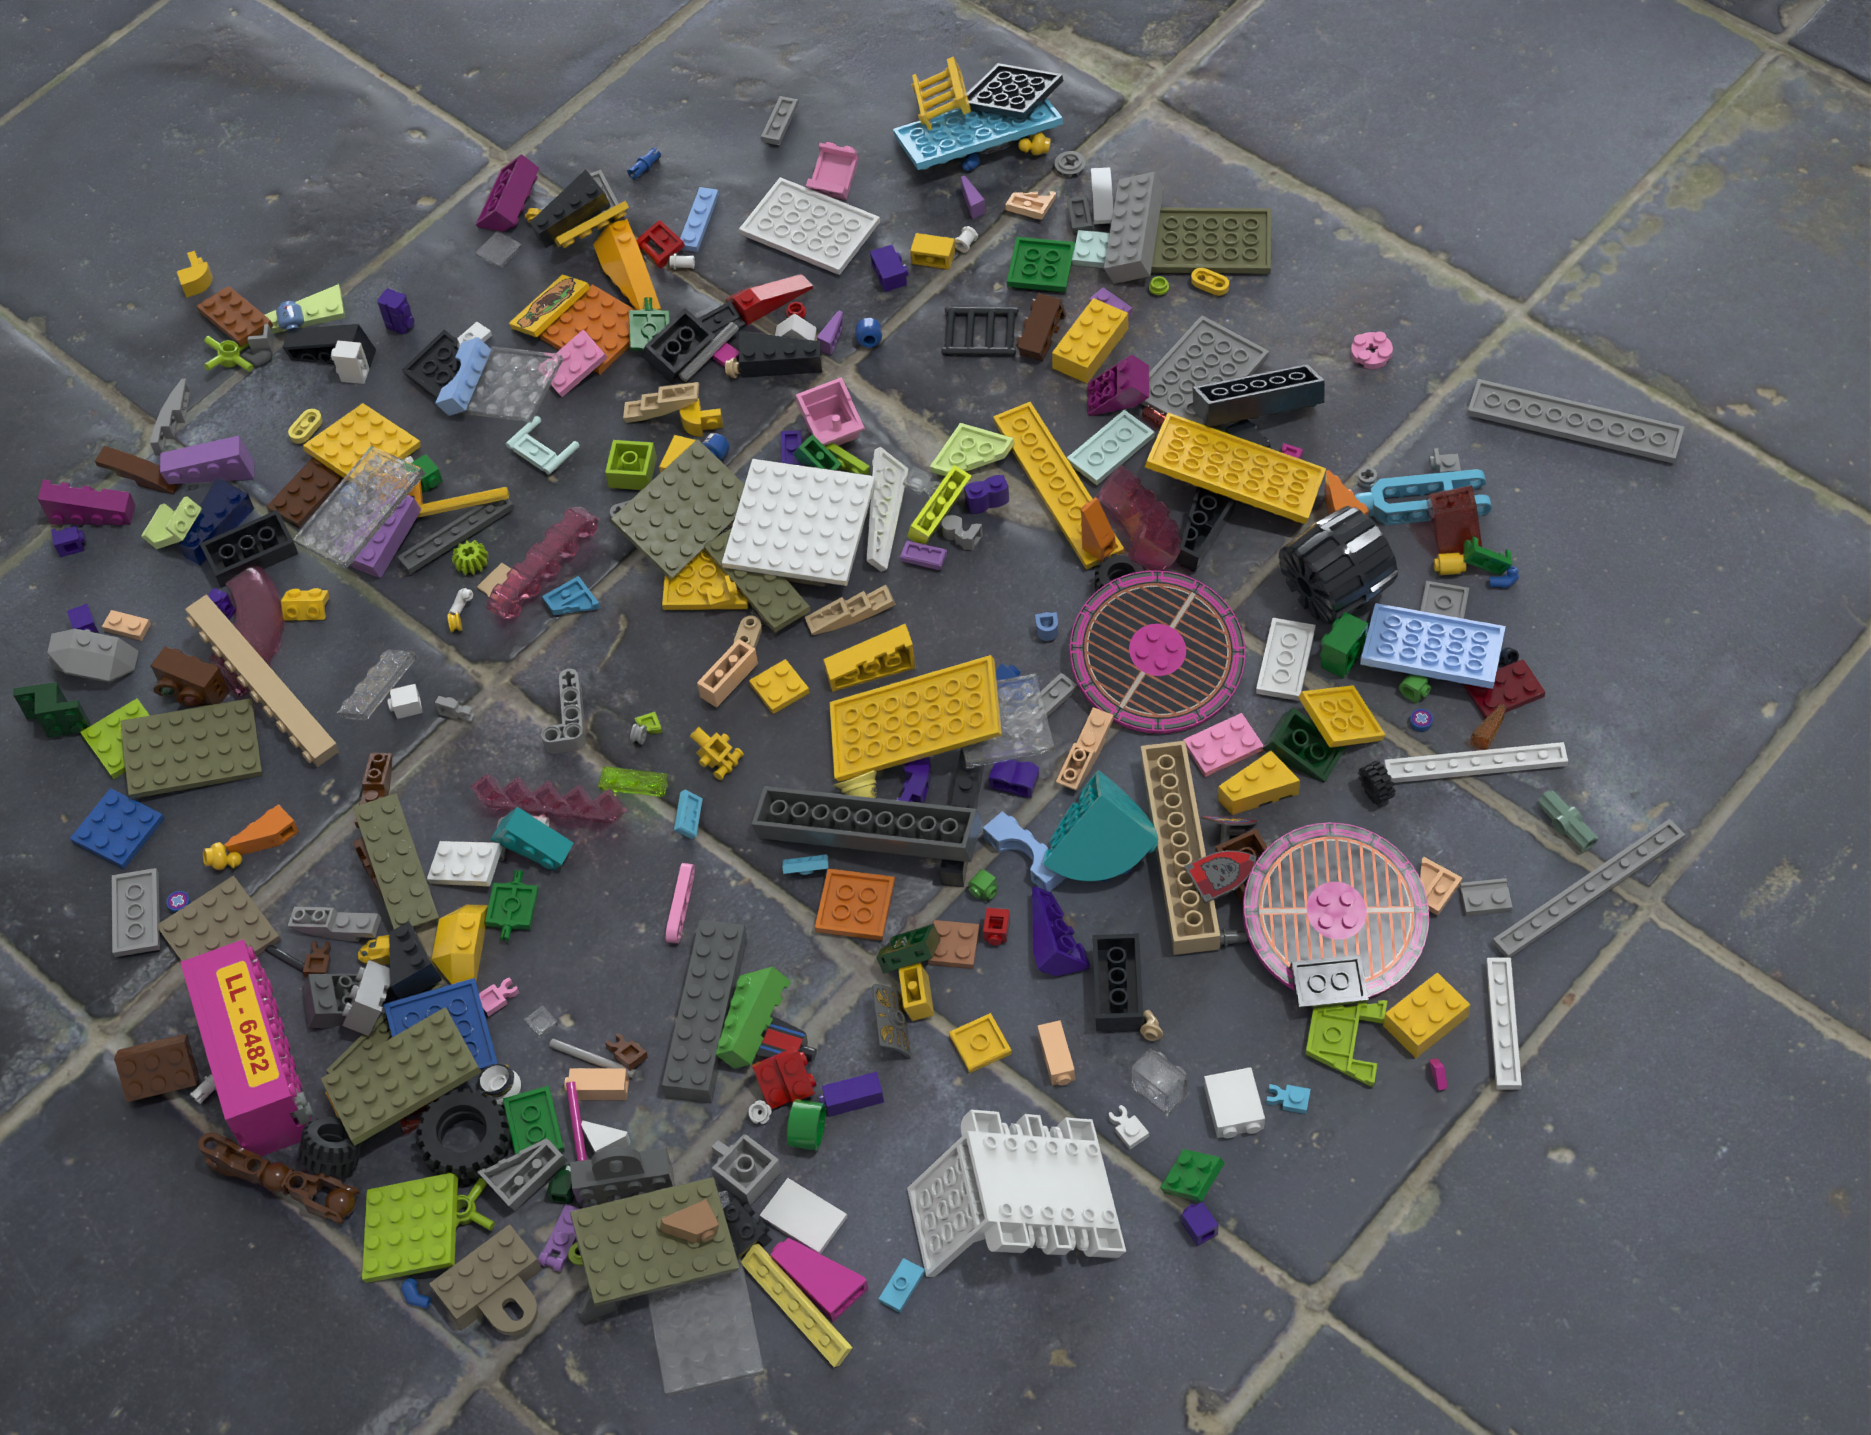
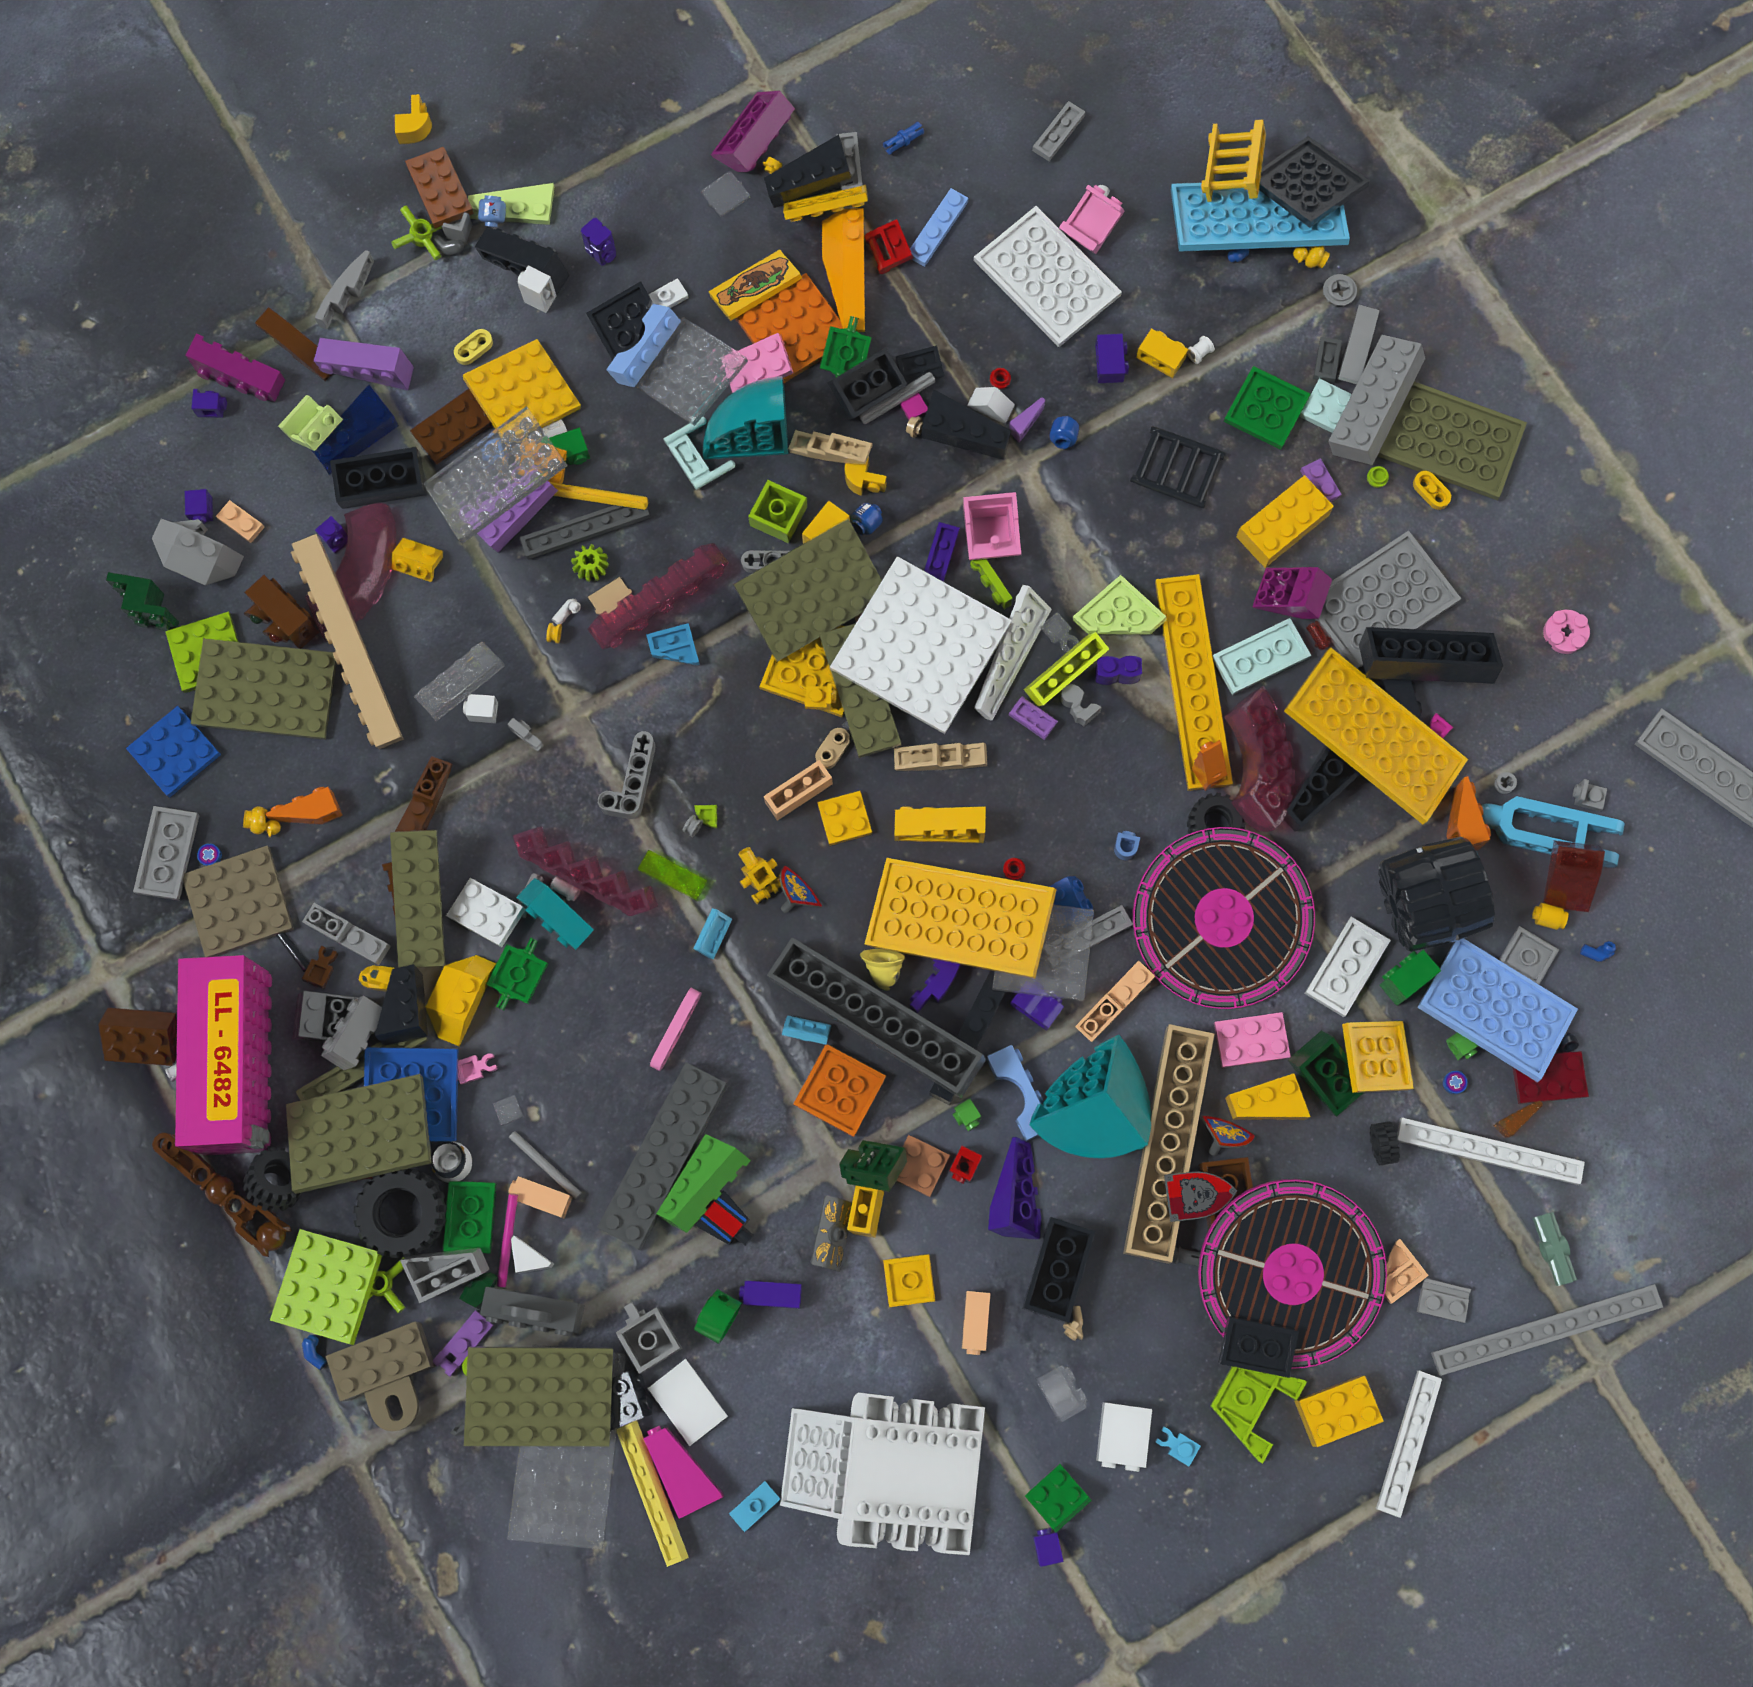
camera: 15 degrees right, 20 degrees up
(582, 403) = (749, 422): none -> teal brick
(628, 1053) = (579, 1173): reddish brown plate -> none
(682, 262) = (904, 275): white pin -> none
(692, 1223) = (577, 1398): medium nougat slope -> none
(752, 756) = (796, 891): none -> shield
(753, 1112) = (675, 1282): white plate -> none
(763, 299) = (973, 349): red wedge -> none
(784, 1078) = (713, 1258): red plate -> none
(816, 455) = (962, 571): green brick -> none
(973, 199) = (1225, 306): medium lavender slope -> none
(1030, 204) = (1282, 328): light nougat wing -> none
(1040, 326) = (1239, 489): reddish brown wedge -> none
(1129, 1129) = (1017, 1424): white plate -> none
(1438, 1073) = (1327, 1473): dark pink tile -> none
(1486, 558) = (1589, 924): green hinge -> none

